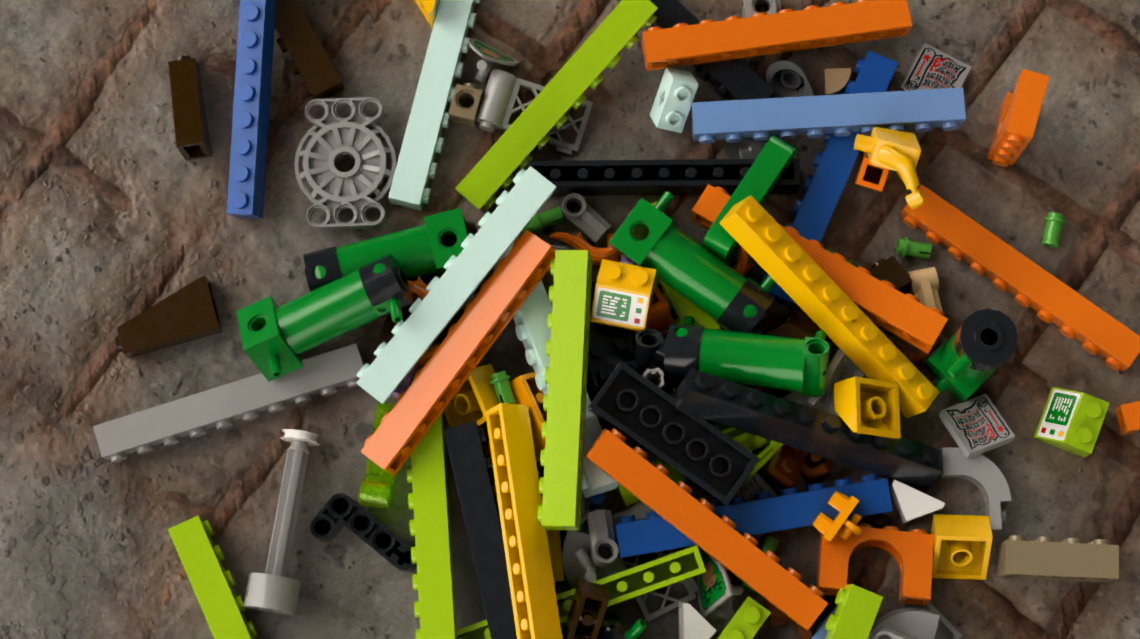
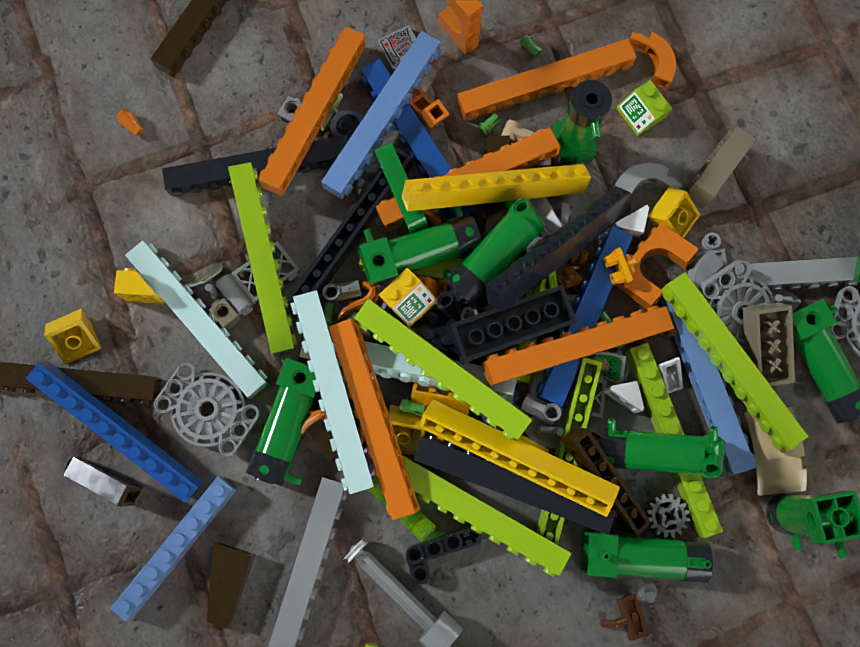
camera: 60 degrees left, 0 degrees up
(172, 237) = (173, 549): none -> medium blue brick
(279, 334) = (285, 520): green piece -> none
(673, 99) = (310, 192): light aqua brick -> none
(793, 54) = (333, 110): none -> yellowish green piece
(835, 80) = (362, 100): tan tile -> none
(869, 406) = (570, 205): yellow slope -> none
(896, 152) = (436, 88): yellow torso -> none
(955, 606) = (717, 239): none -> light grey bush
(976, 426) = (614, 159): light grey tile -> none

